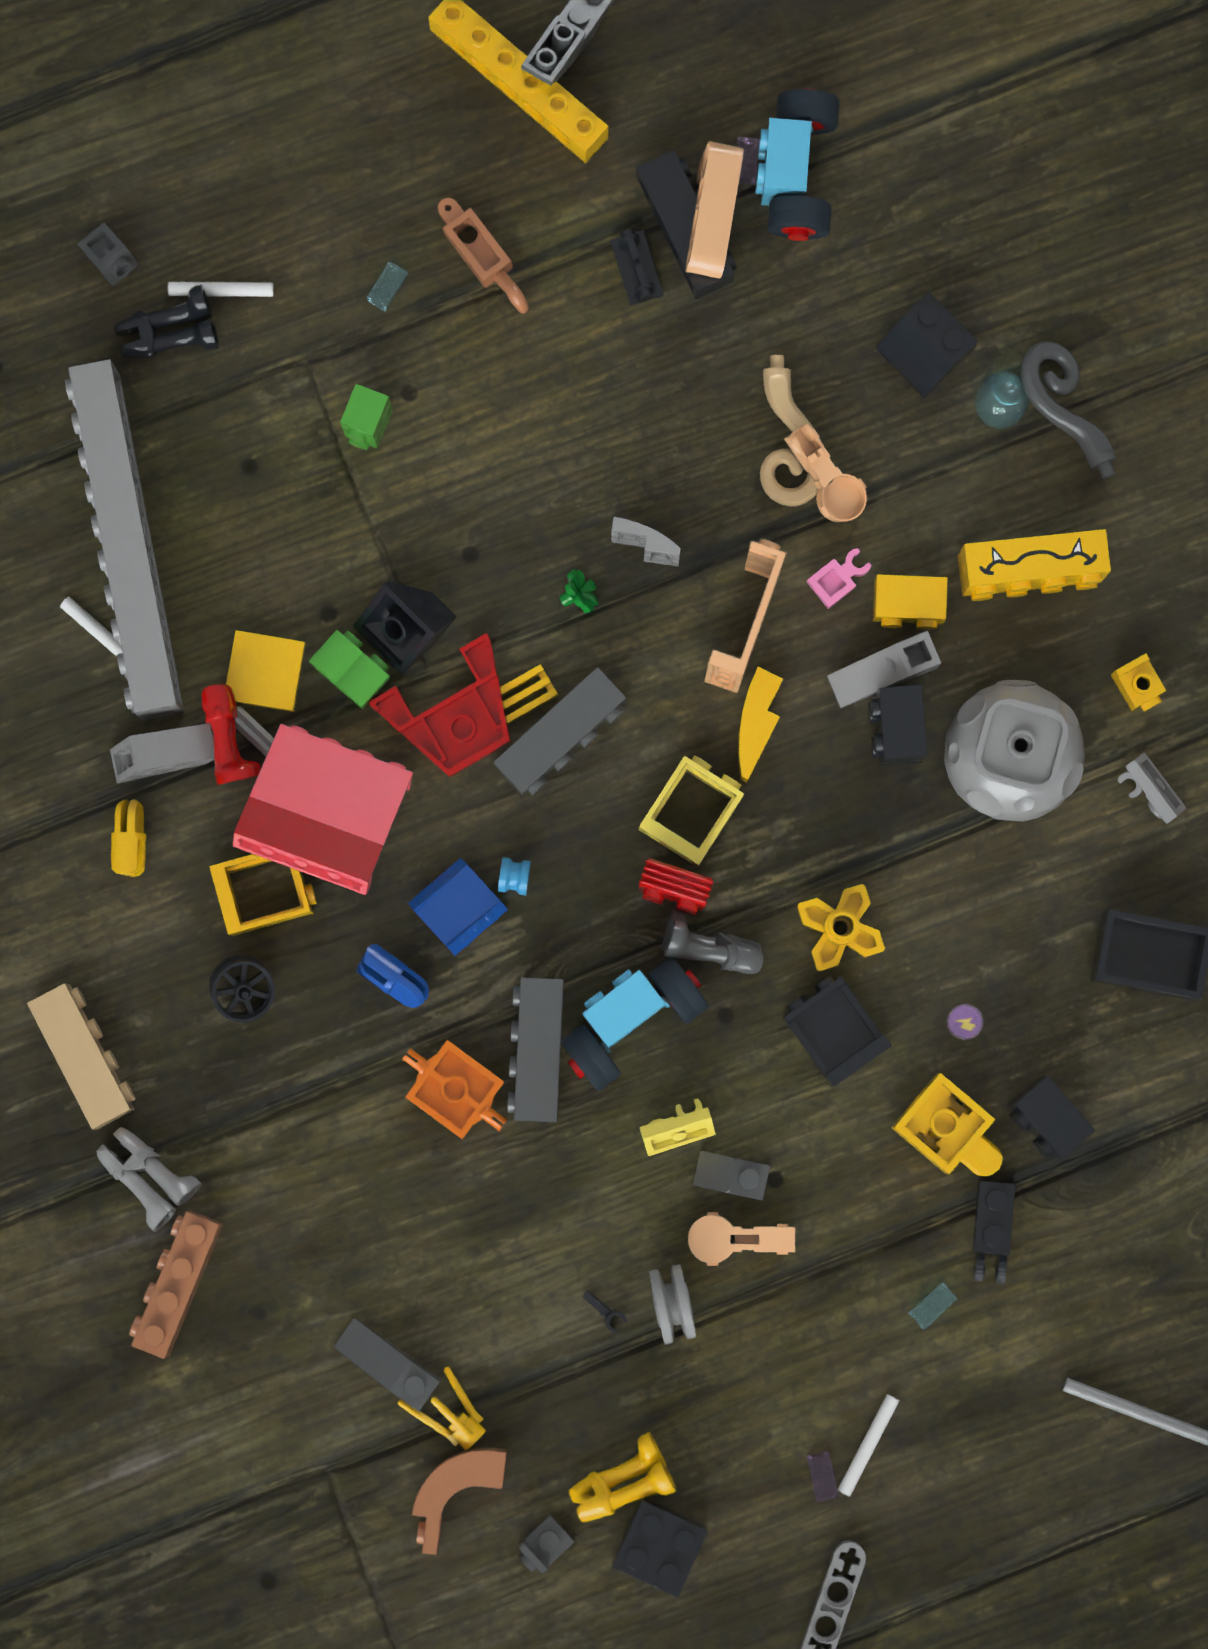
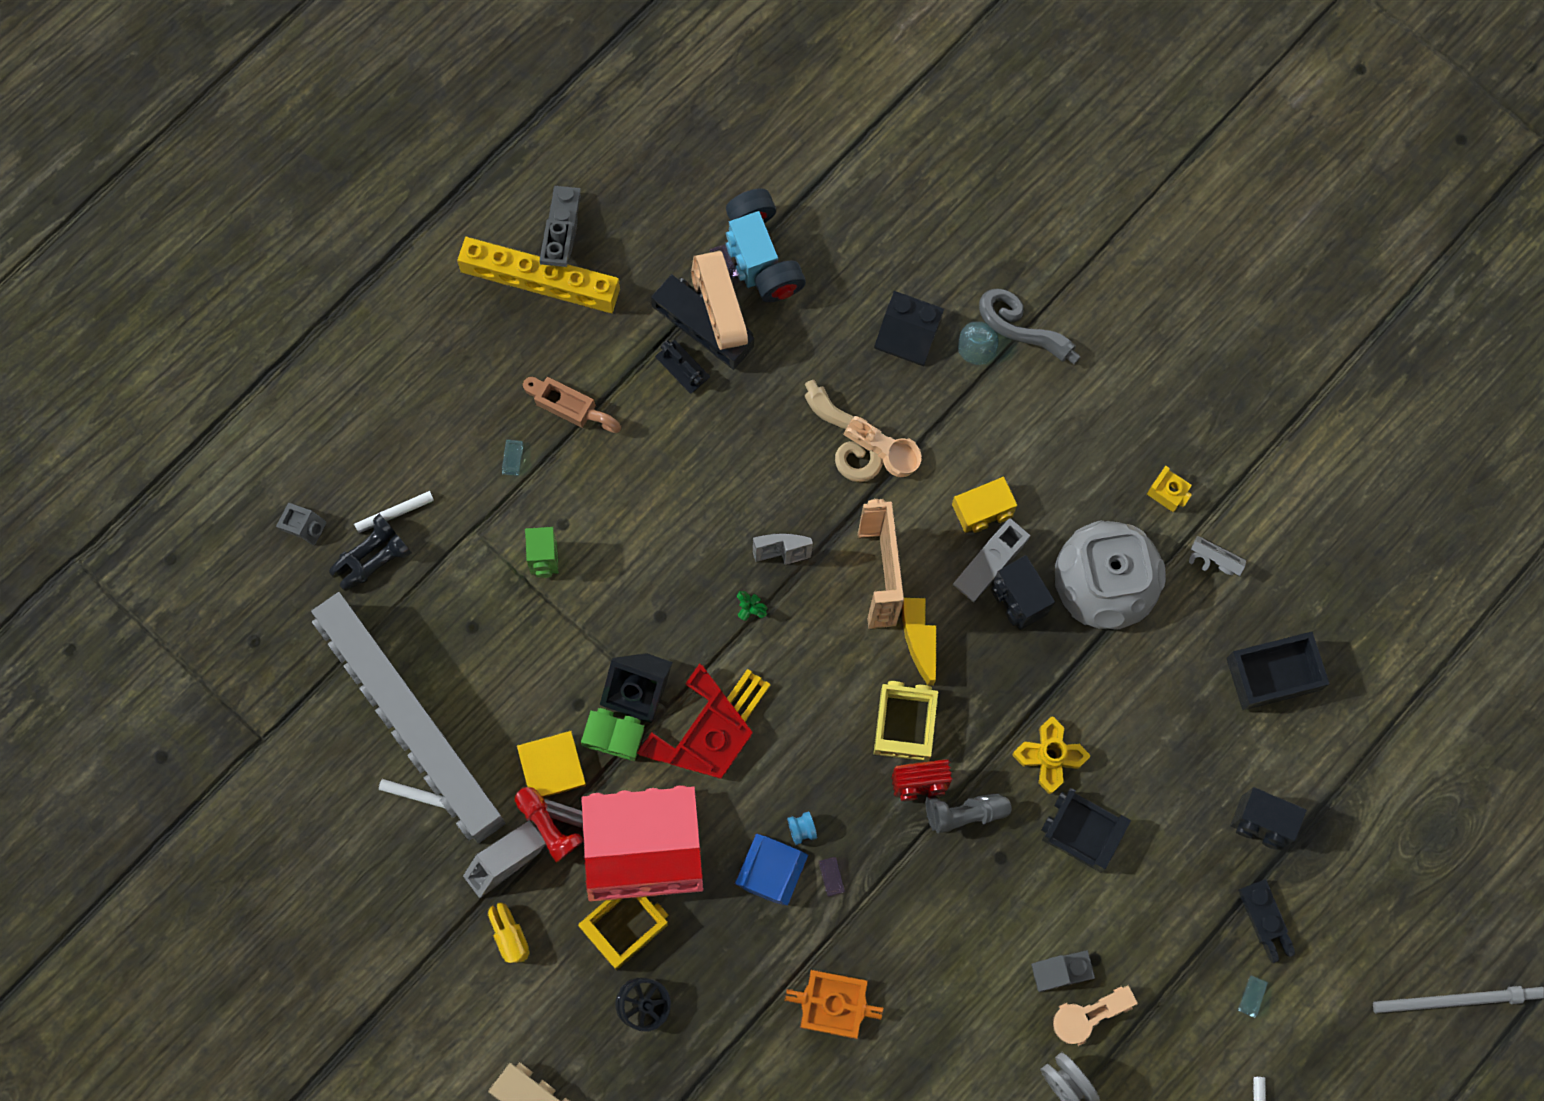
camera: 30 degrees left, 10 degrees down
(393, 976) = (749, 943): blue arm -> none
(522, 946) = (831, 876): none -> clear purple piece
(537, 1049) = (880, 945): dark grey brick -> none
(560, 732) = (785, 710): dark grey brick -> none
(625, 1010) = (930, 882): brick -> none
(674, 1132) = (1009, 956): light yellow plate -> none
(835, 581) = (926, 516): bright pink plate -> none
(949, 1129) = (1200, 863): yellow brick -> none
(965, 1021) = (1171, 781): clear tile -> none
(1034, 563) = (1058, 440): yellow brick -> none

